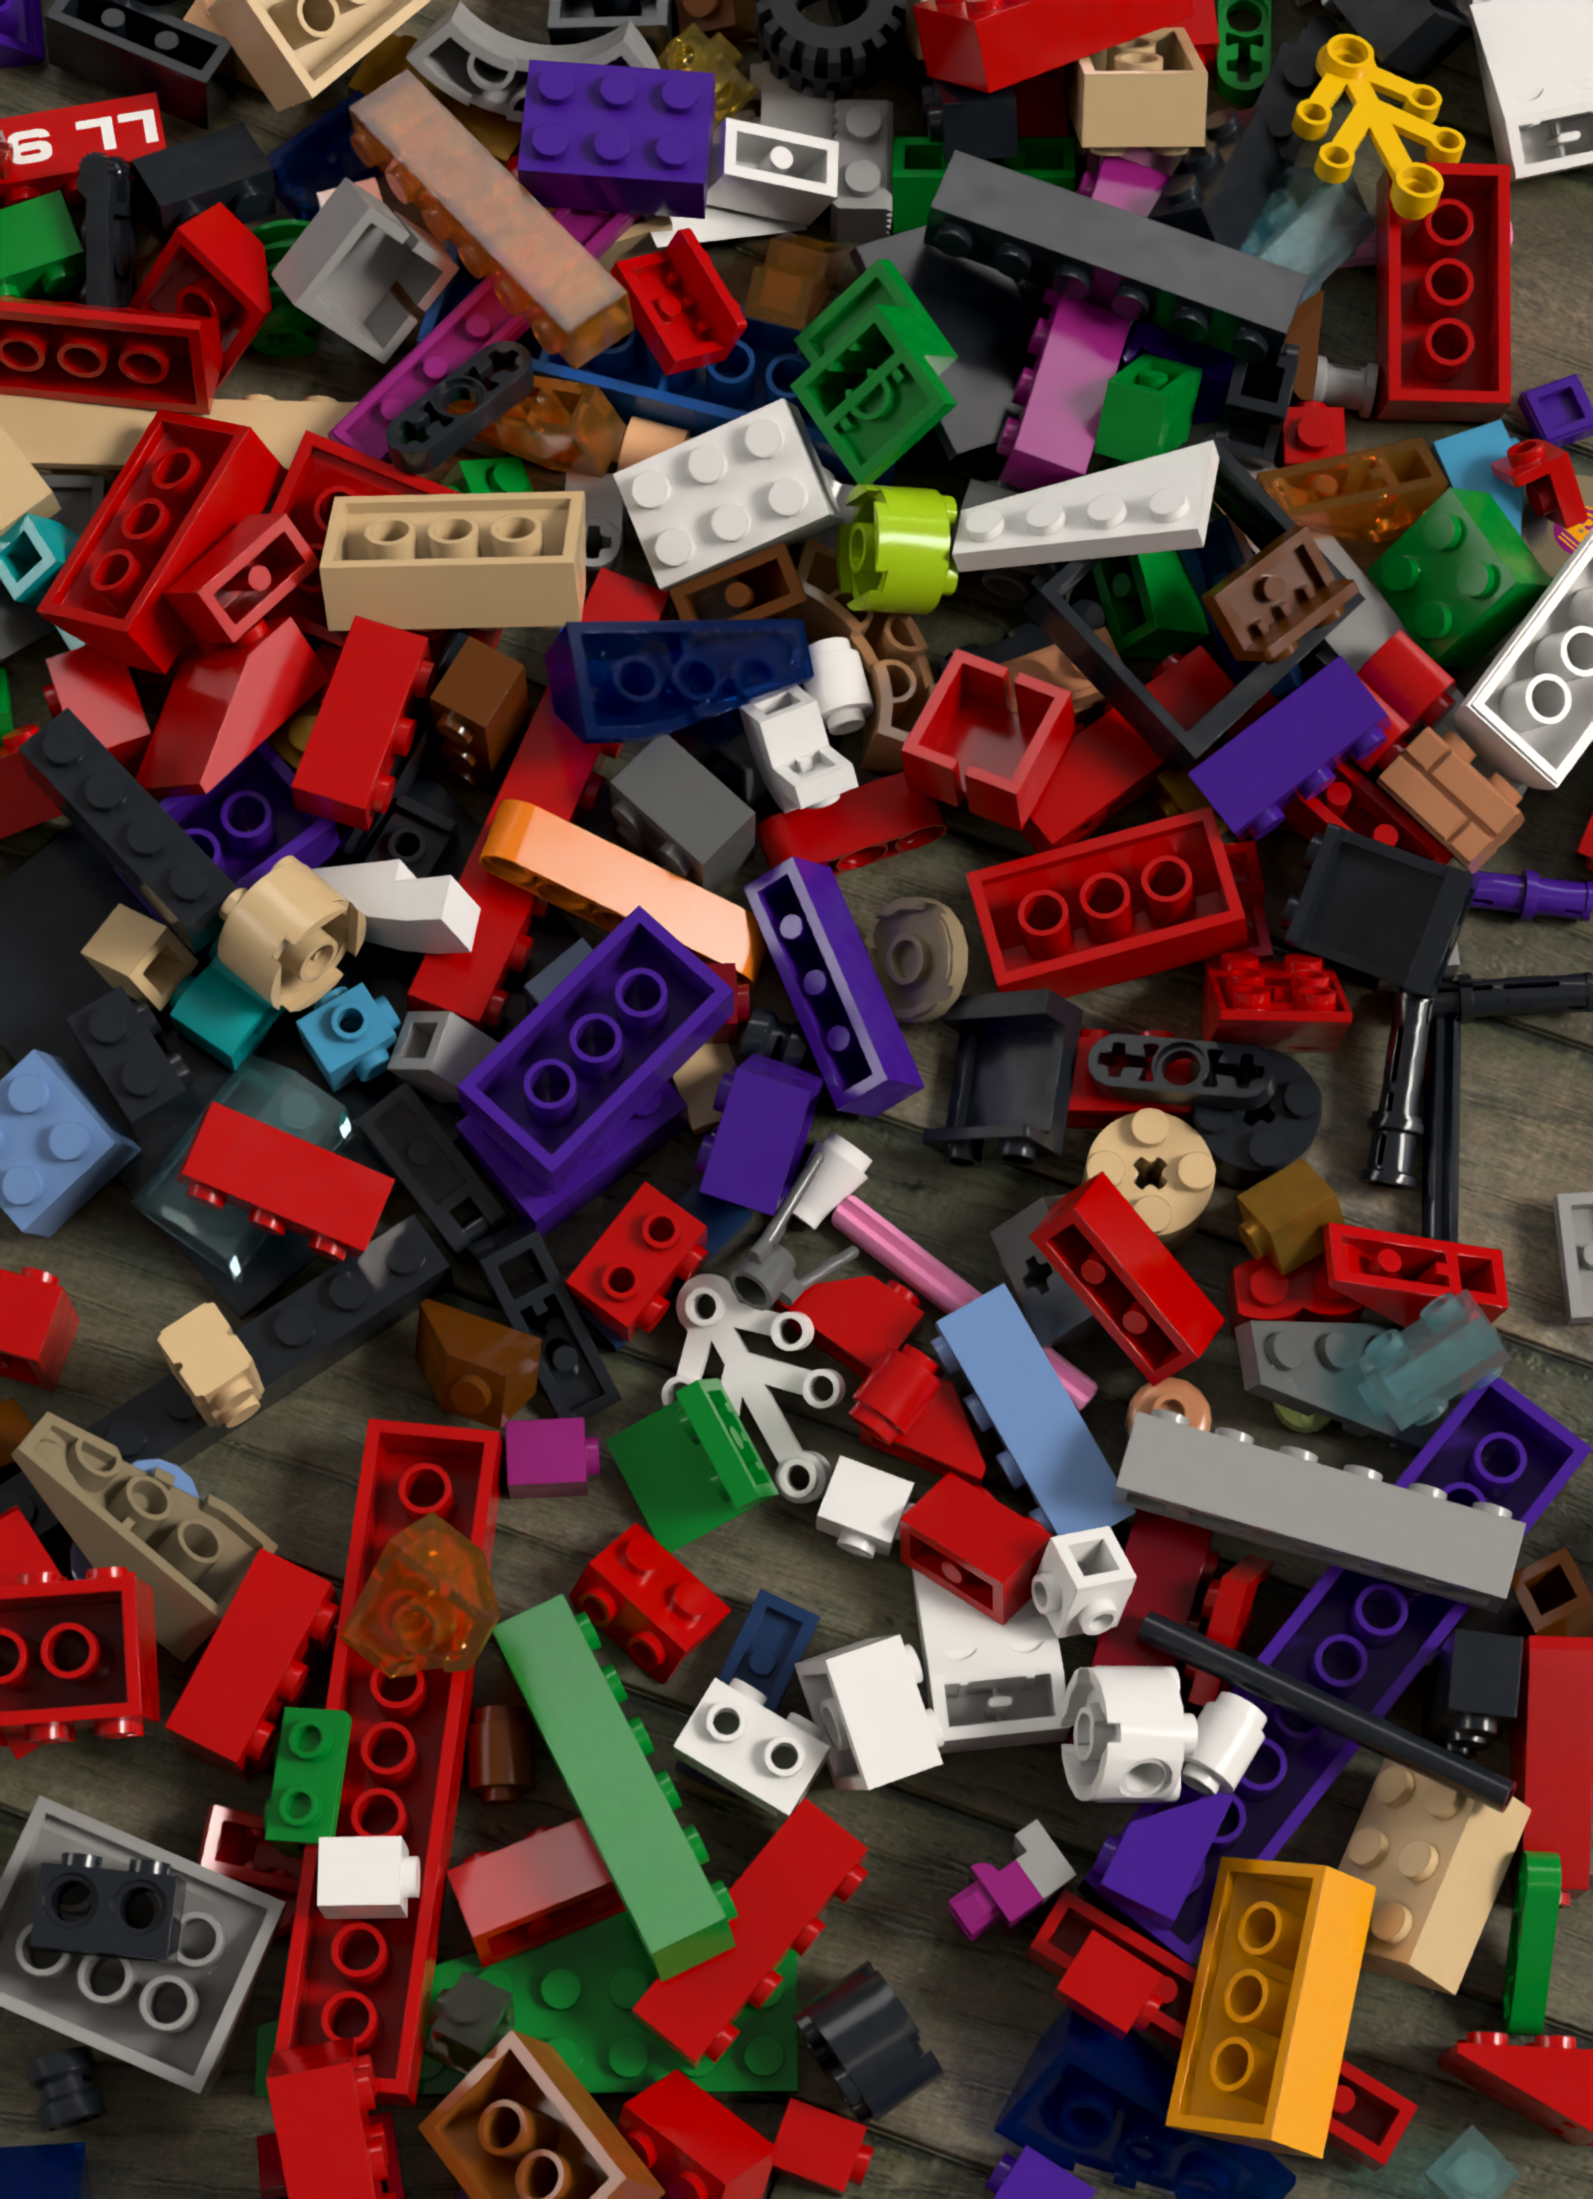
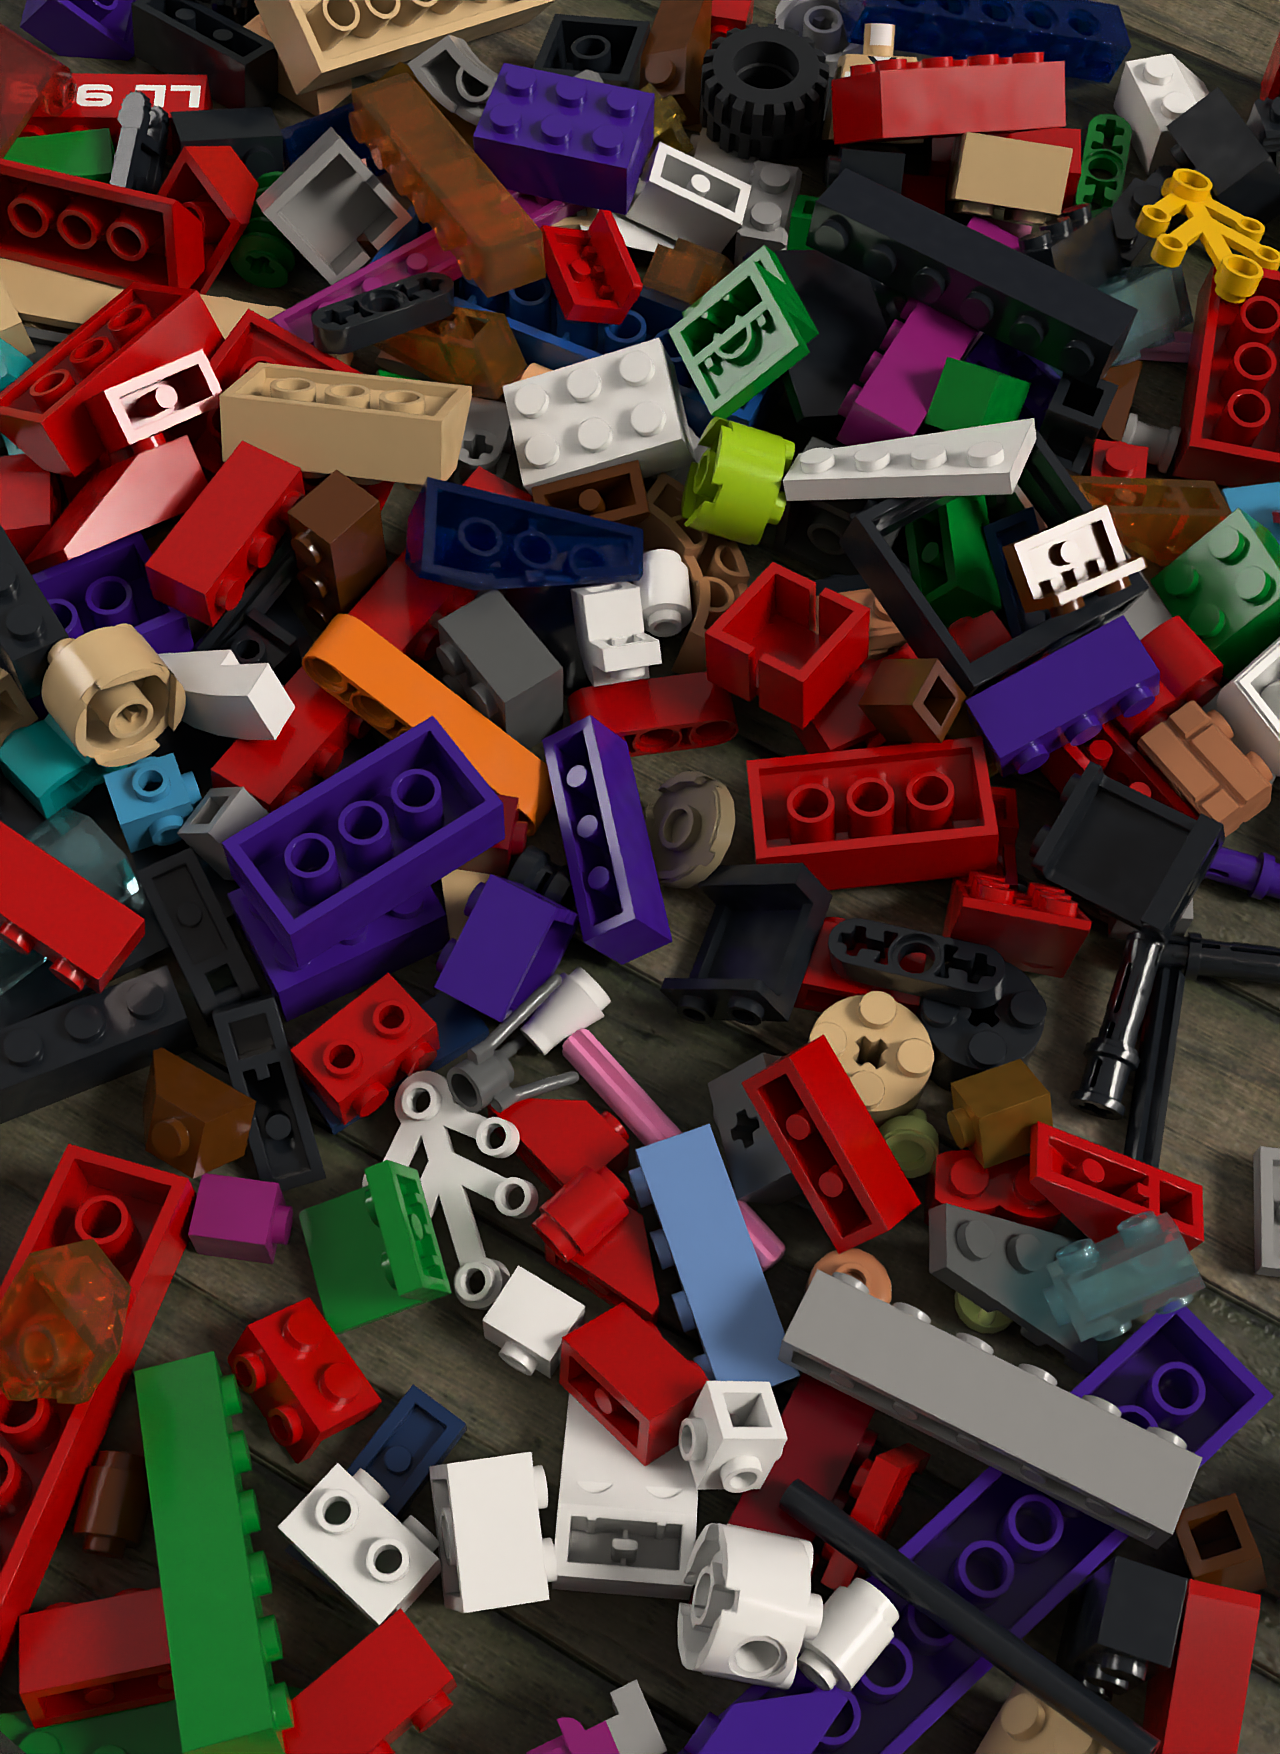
camera: 10 degrees right, 10 degrees down
(1131, 782) = (912, 700): none -> reddish brown brick
(1205, 1255) = (912, 1142): none -> yellowish green tile

